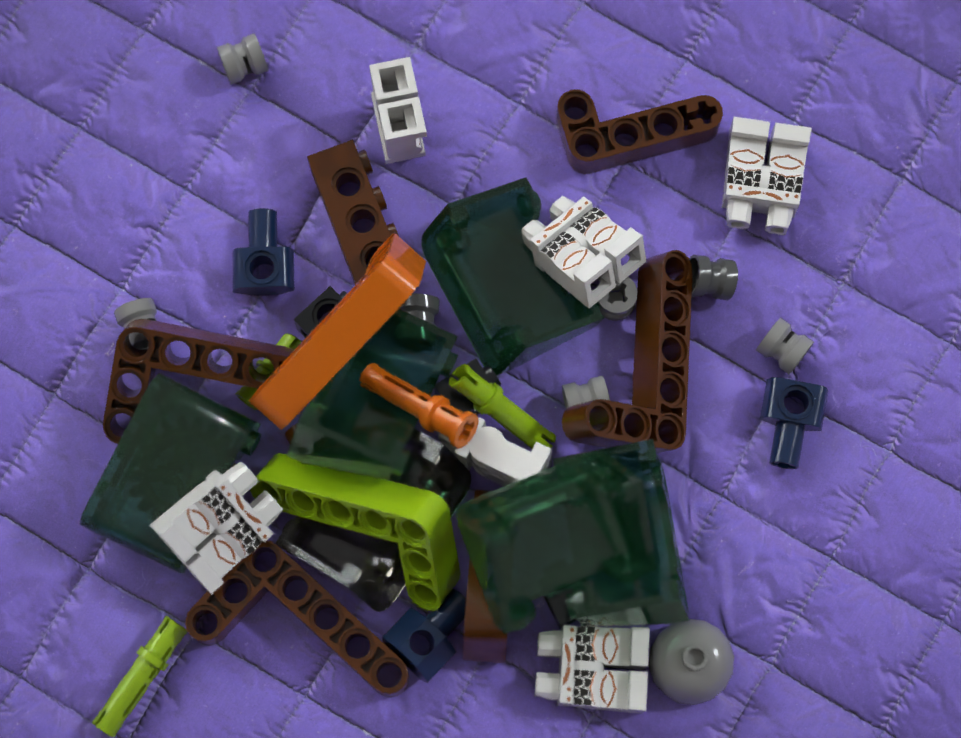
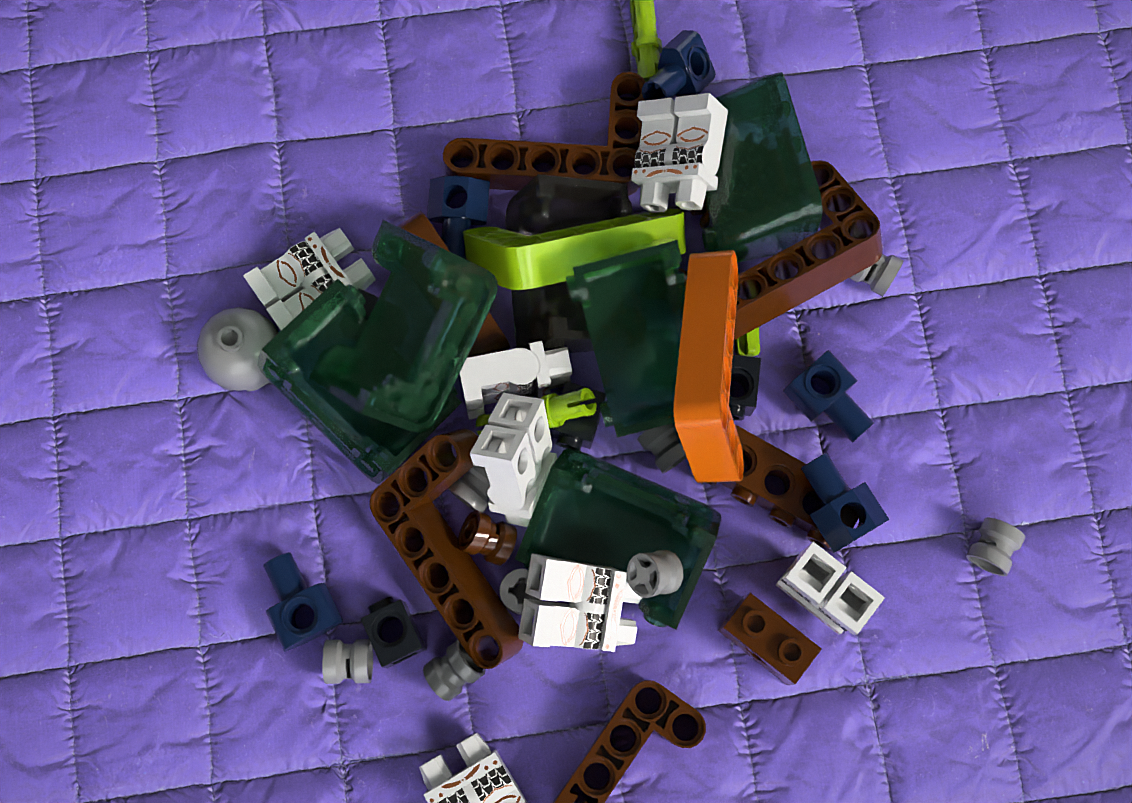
camera: 140 degrees right, 0 degrees up
(148, 604) = (682, 68): none -> dark blue piece
(334, 168) = (836, 494): none -> dark blue piece
(432, 411) = (584, 355): orange pin -> none
(463, 122) = (769, 639): none -> reddish brown brick
(510, 222) = (654, 573): none -> light grey wheel
(544, 382) = (515, 456): none -> white hips
(614, 356) = (487, 538): none -> reddish brown wheel
(738, 323) = (406, 646): none -> black brick

